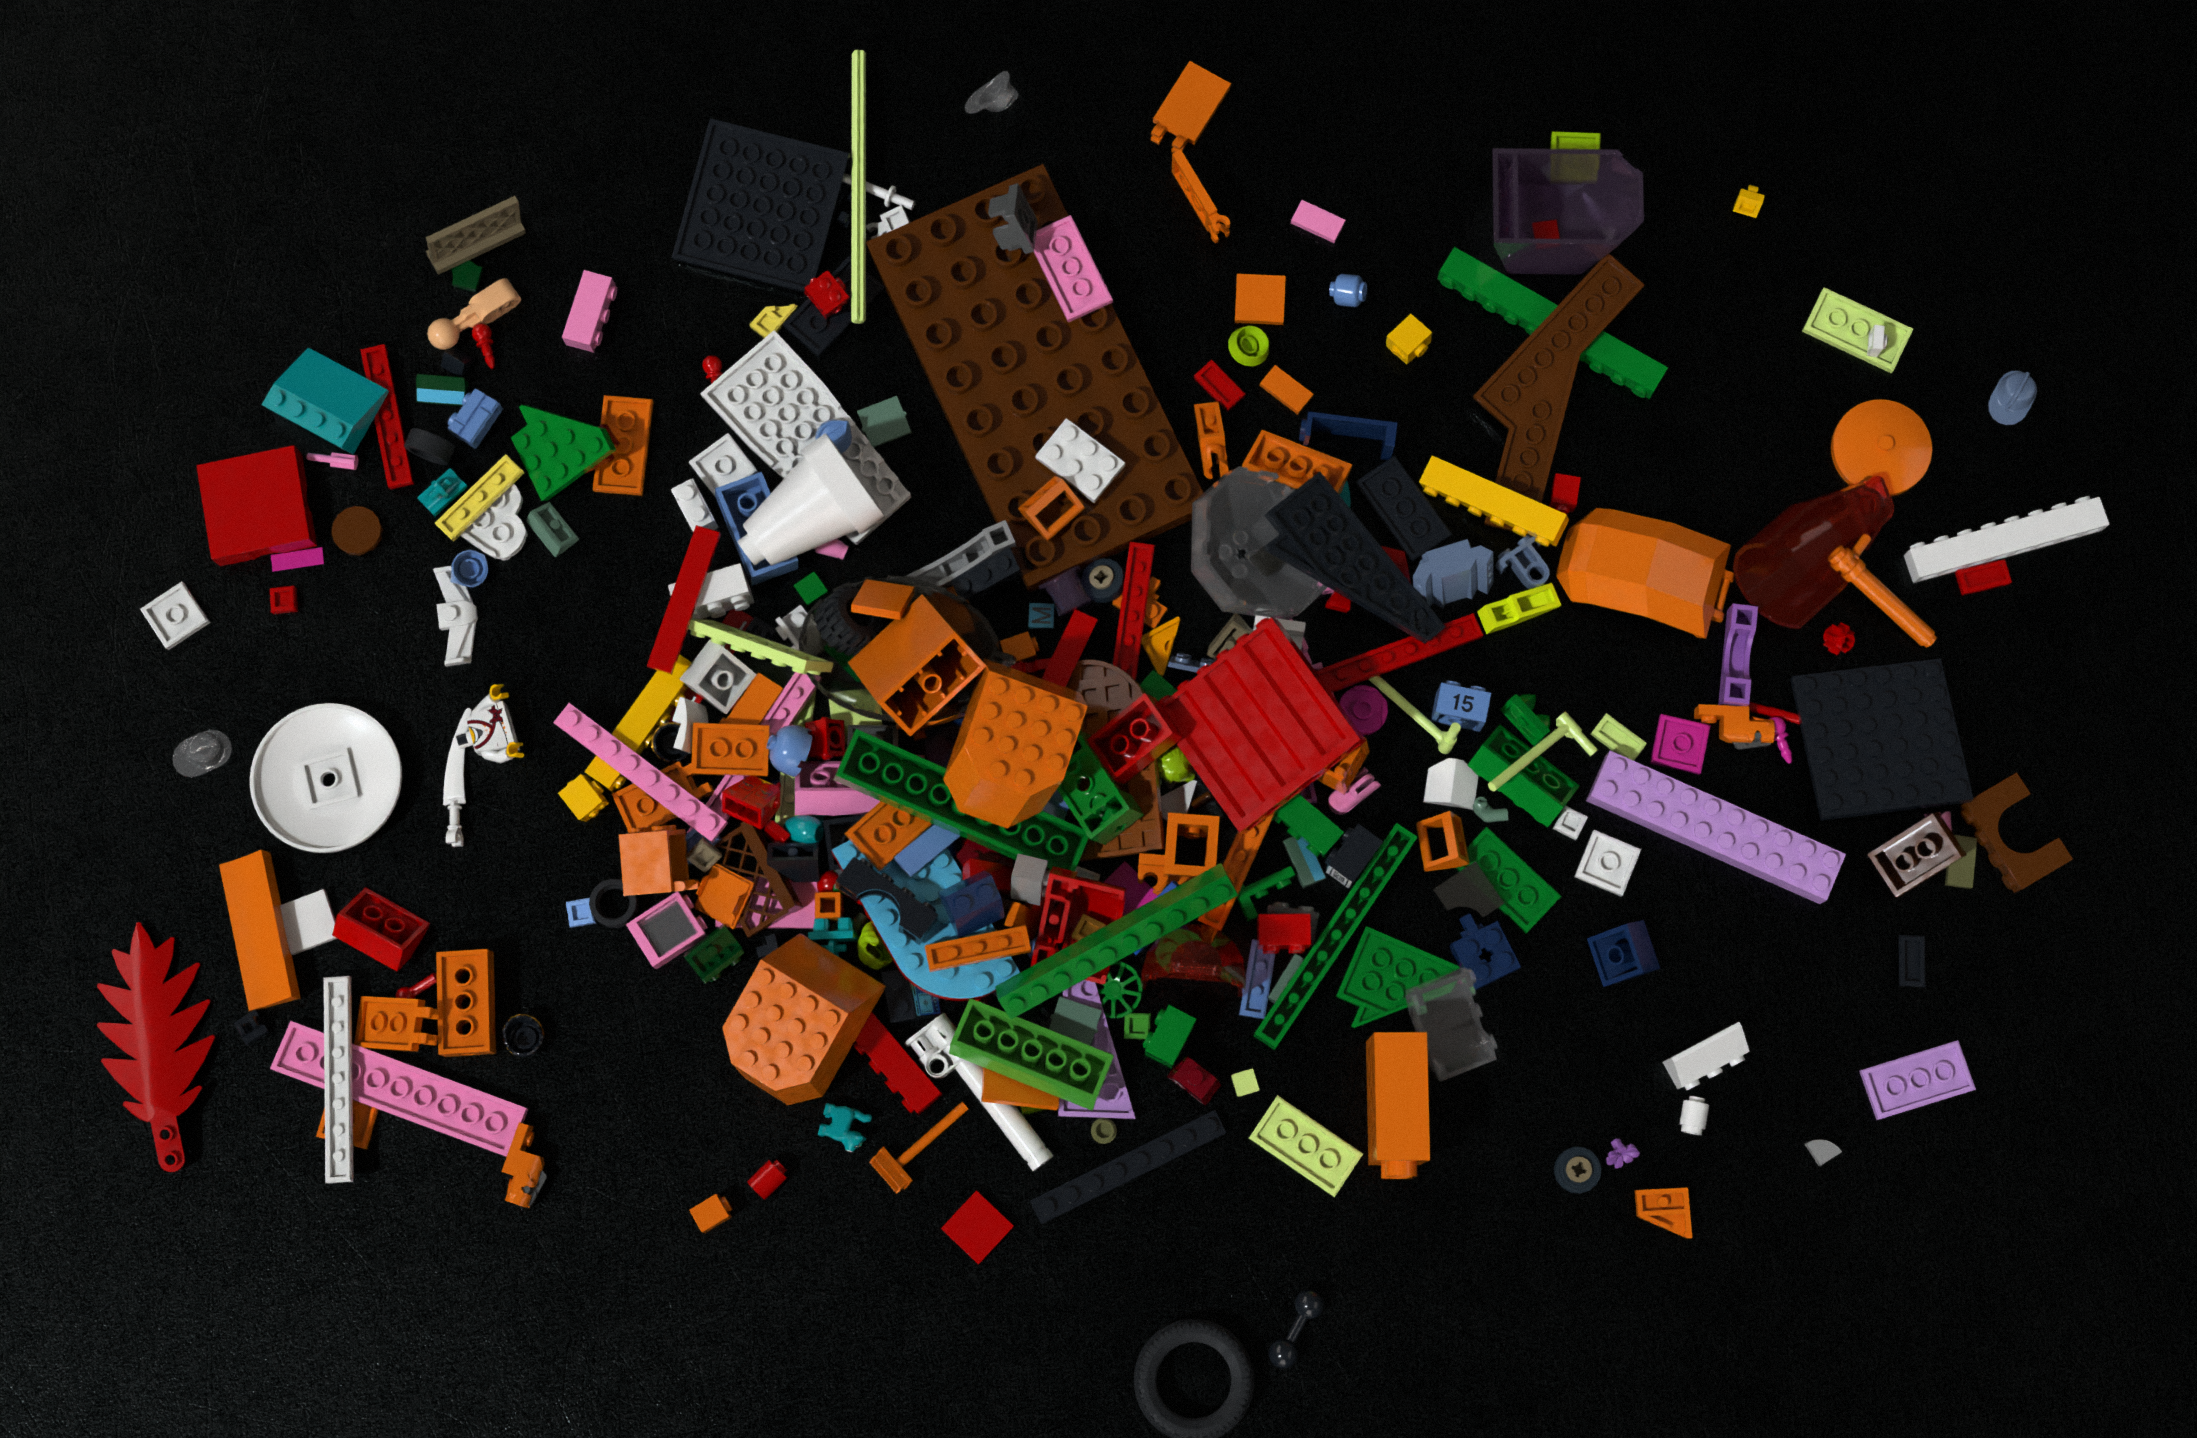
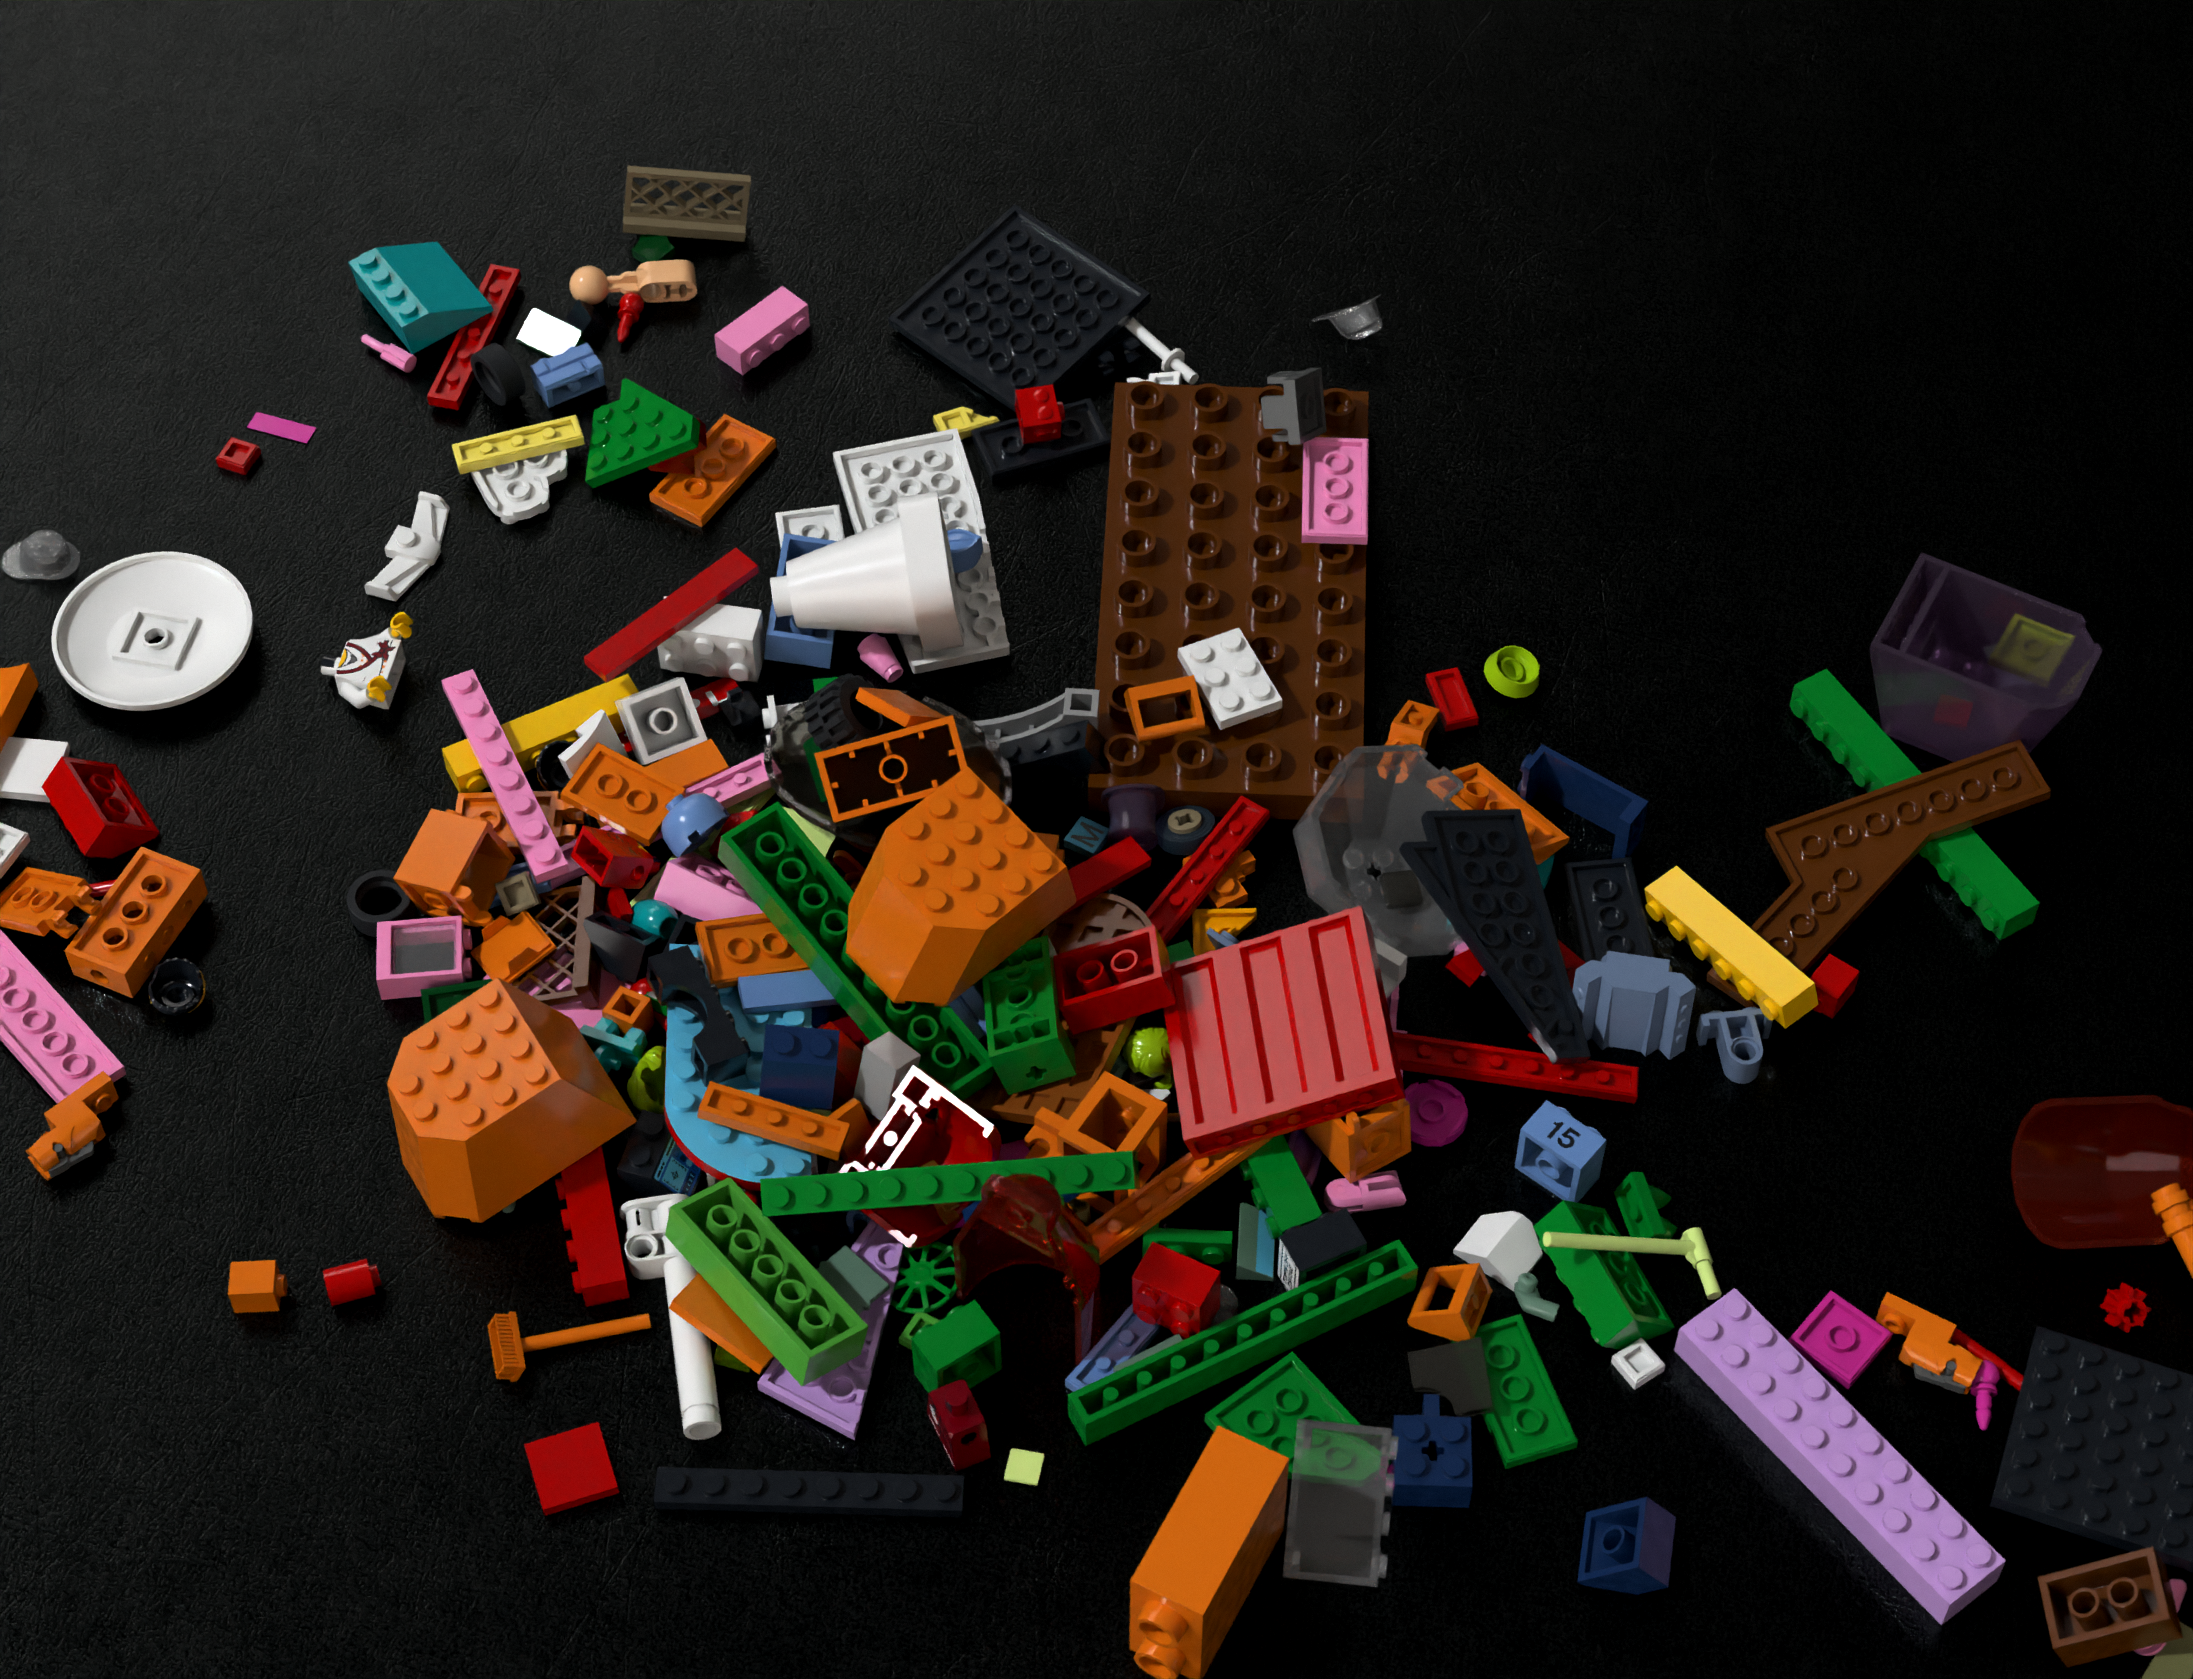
camera: 25 degrees right, 25 degrees down
(175, 615) = (113, 421): white tile -> none
(256, 505) = (274, 355): red tile -> none
(357, 530) = (364, 426): reddish brown tile -> none
(442, 492) = (481, 422): teal hips -> none
(454, 785) = (280, 718): white sword -> none
(469, 568) = (457, 504): medium blue hat -> none
(551, 529) = (577, 513): sand green slope -> none
(579, 913) = (333, 899): light blue tile -> none
(584, 797) = (423, 780): yellow head -> none
(693, 505) = (753, 540): white brick -> none
(712, 366) = (864, 435): red bar -> none
(760, 647) = (728, 699): yellowish green plate -> none
(840, 1126) = (482, 1263): teal animal -> none
(858, 242) = (1139, 335): yellowish green axle -> none
(884, 421) = (1026, 571): sand green piece -> none
(1103, 1130) = (804, 1433): olive plate -> none
(1189, 106) = (1577, 419): orange tile -> none
(1198, 197) = (1536, 497): orange tile -> none
(1260, 299) = (1554, 633): orange tile -> none
(1286, 389) = (1530, 730): orange tile -> none
(1305, 1146) = (1058, 1582): yellowish green tile -> none
(1317, 221) = (1671, 587): bright pink tile -> none
(1348, 290) = (1668, 665): medium blue head -> none
(1409, 339) = (1716, 743): yellow head -> none
(1445, 739) = (1521, 1184): yellowish green bar -> none
(1518, 608) = (1700, 1086): neon yellow slope -> none
(1607, 863) = (1663, 1434): white tile -> none
(1618, 738) = (1758, 1290): yellowish green tile -> none
(1646, 569) = (1902, 1110): orange windscreen -> none
(1738, 639) = (1975, 1260): medium lavender arch -> none

